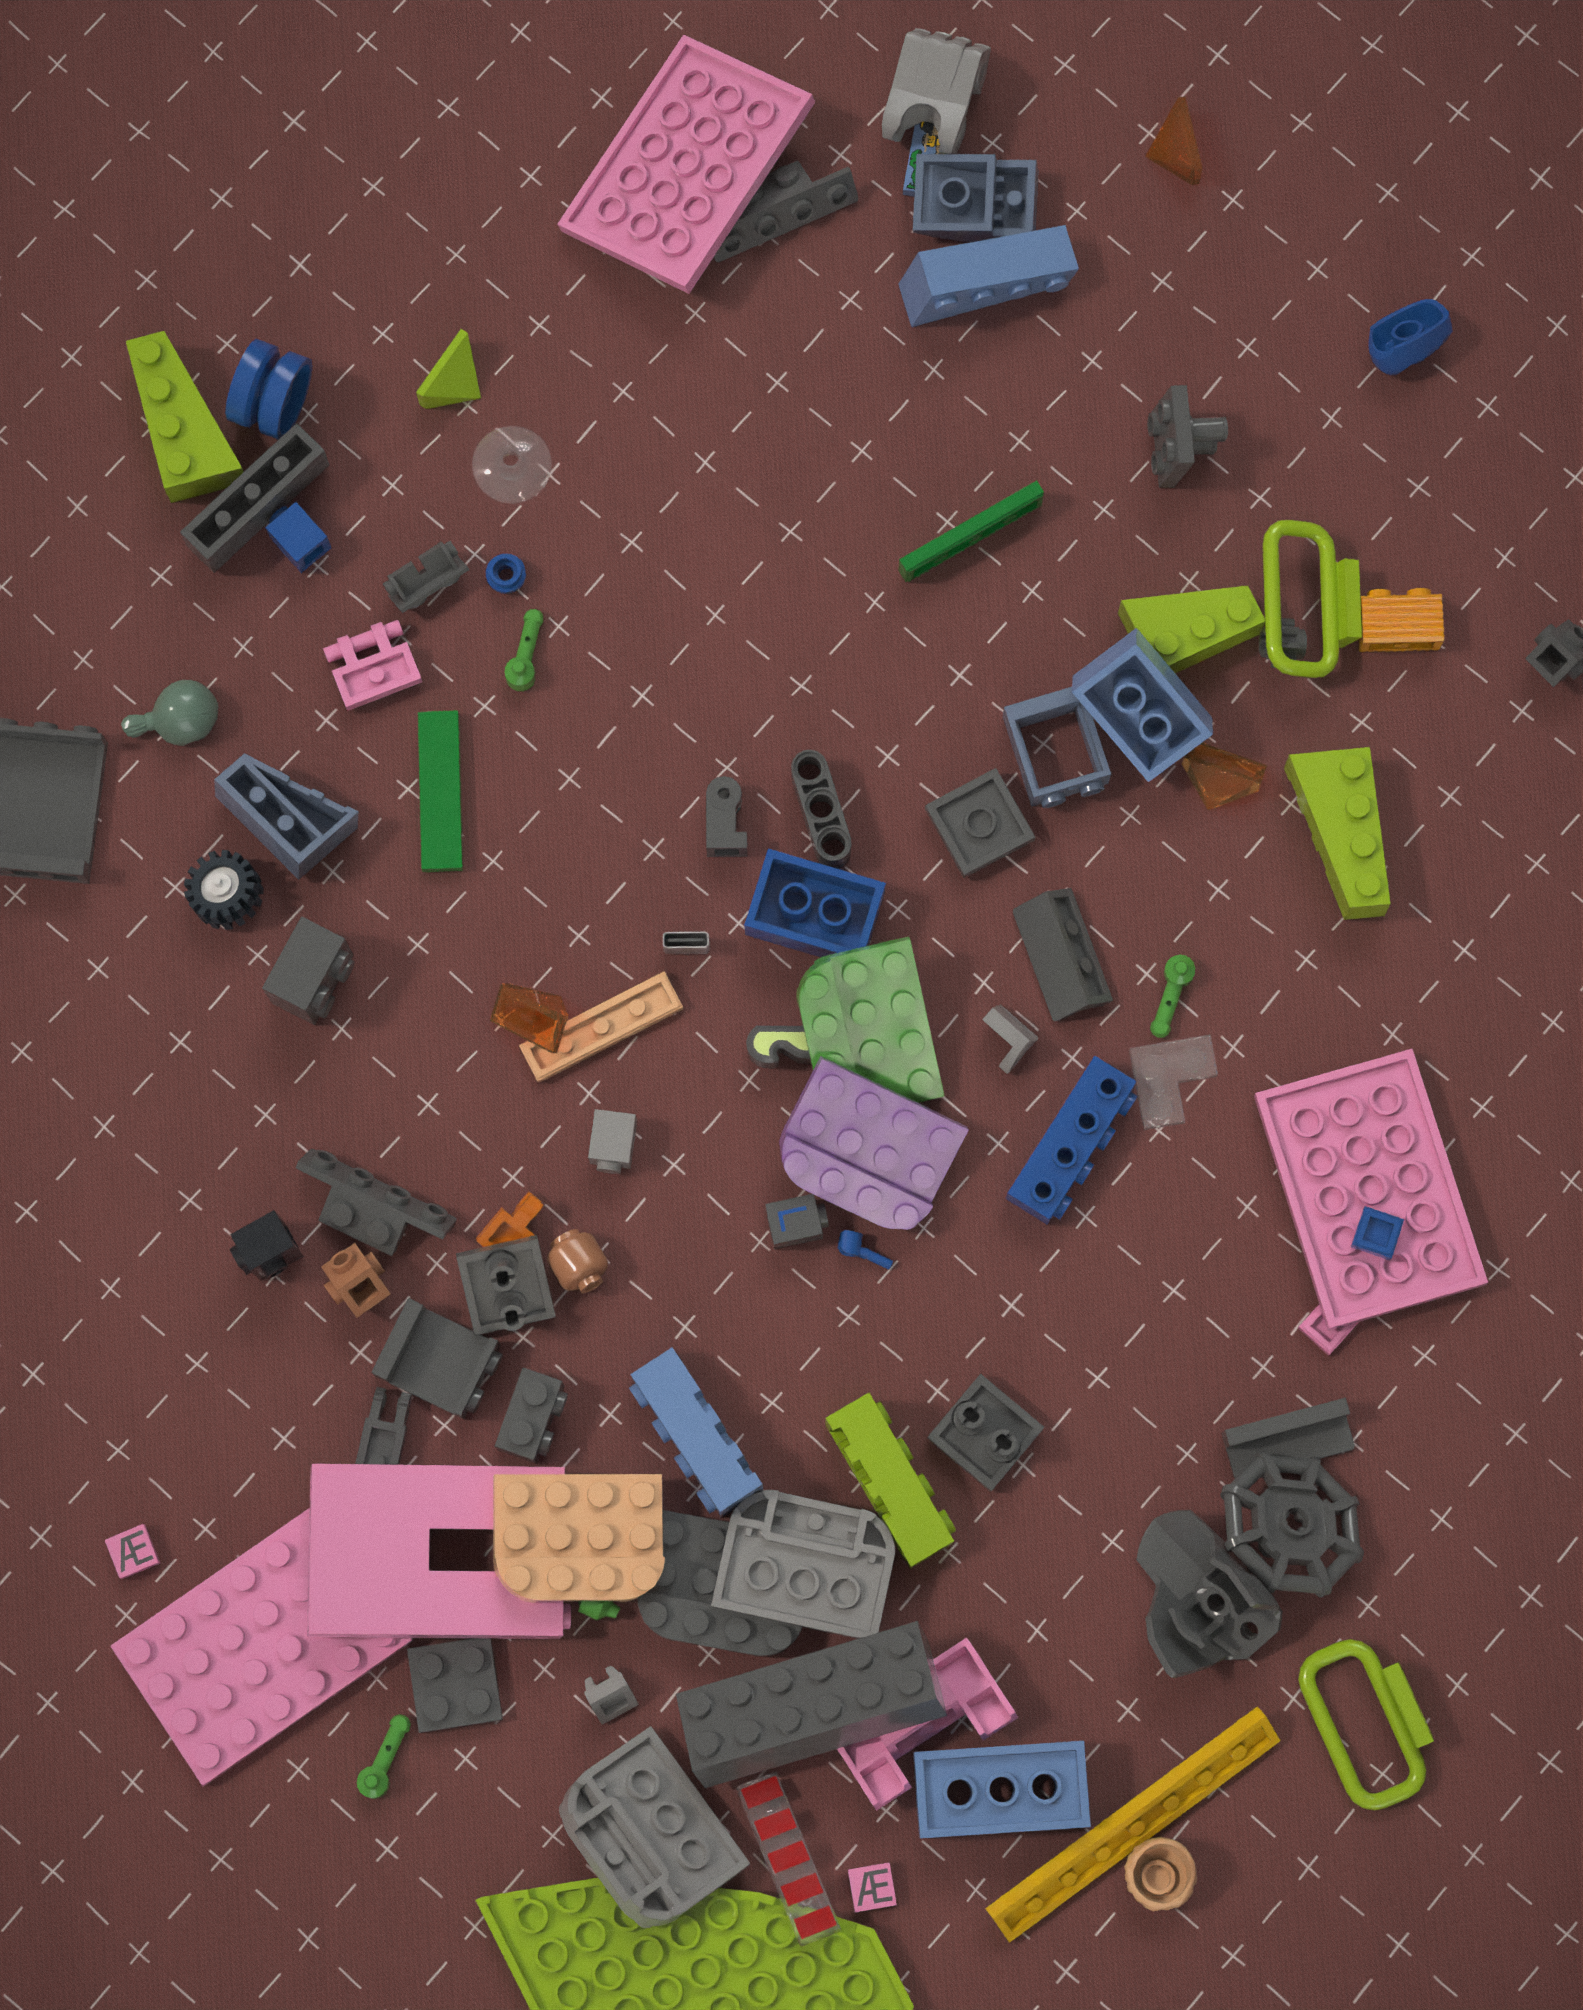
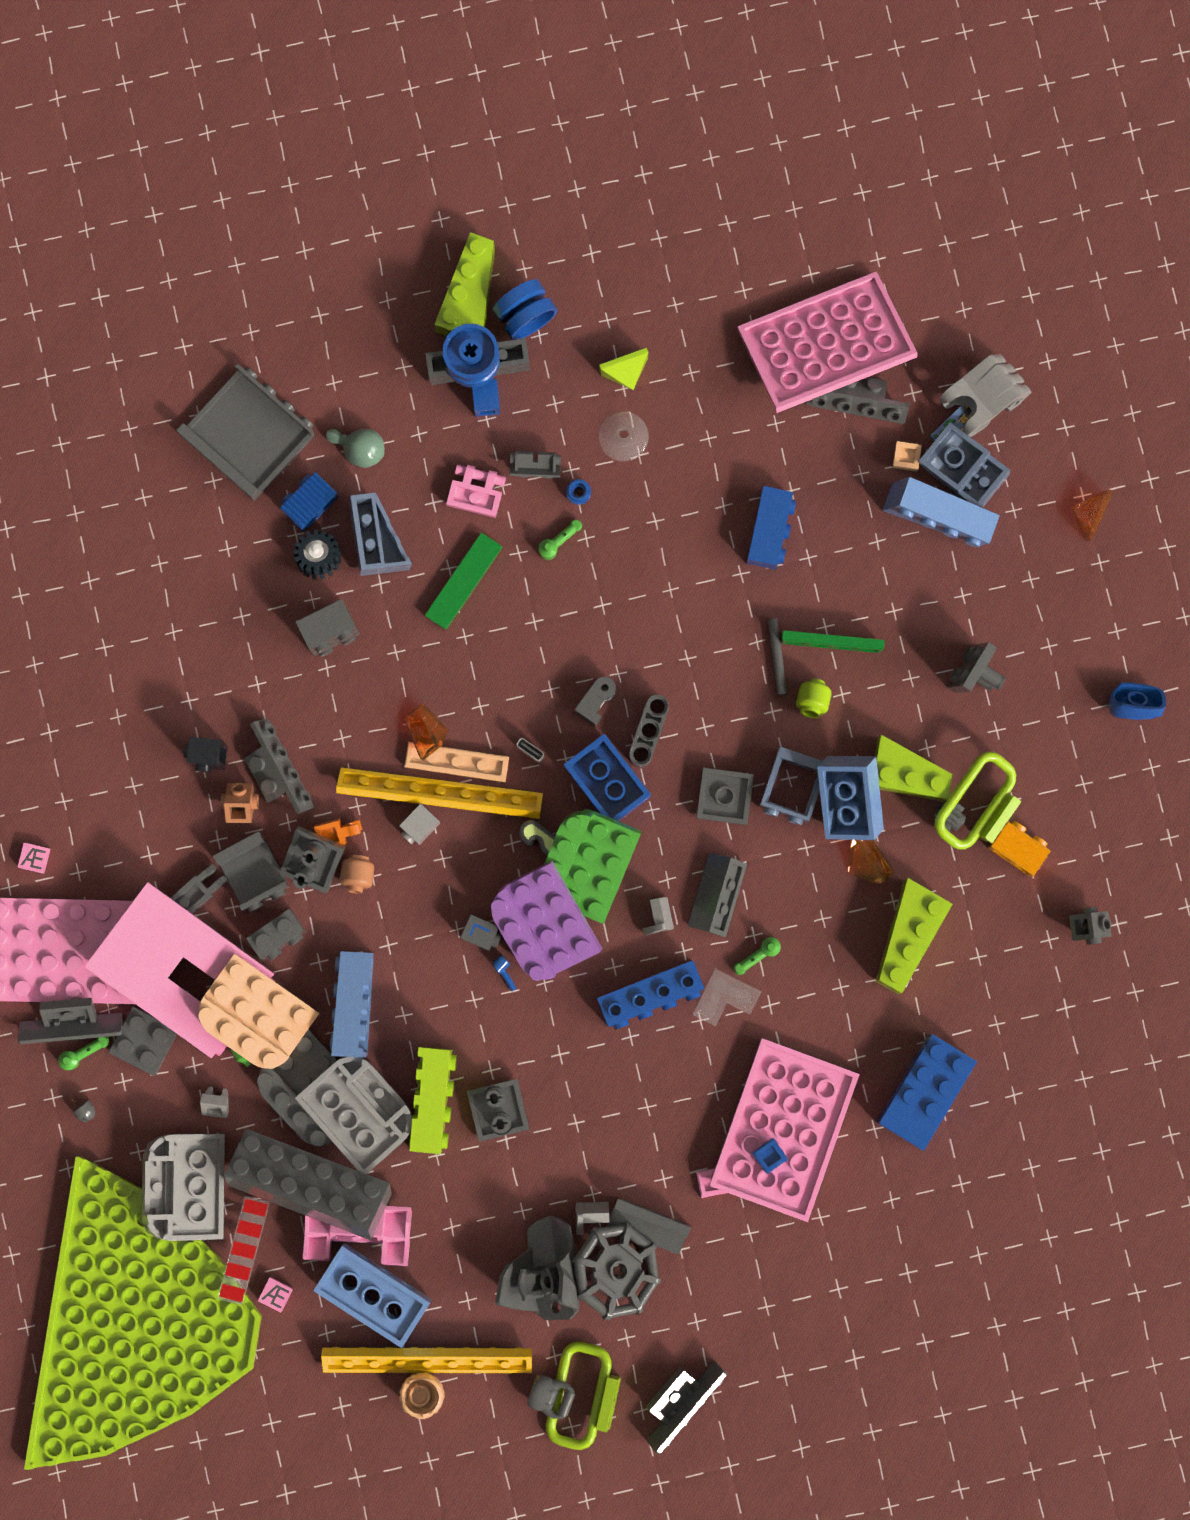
camera: 35 degrees right, 5 degrees up
(162, 830) = (308, 501): none -> blue brick
(234, 468) = (471, 340): none -> blue wheel
(336, 1728) = (69, 1021): none -> dark grey bracket
(444, 1833) = (85, 1111): none -> dark grey hinge
(608, 1081) = (439, 793): none -> yellow plate
(787, 445) = (771, 528): none -> blue brick
(893, 236) = (906, 456): none -> light nougat plate
(915, 601) = (777, 656): none -> dark grey bar
(1000, 619) = (813, 698): none -> lime head
(1203, 1477) = (590, 1213): none -> light grey tile
(1317, 1753) = (544, 1394): none -> dark grey piece
(1497, 1634) = (679, 1401): none -> dark grey bracket
(1513, 1009) = (926, 1091): none -> blue brick

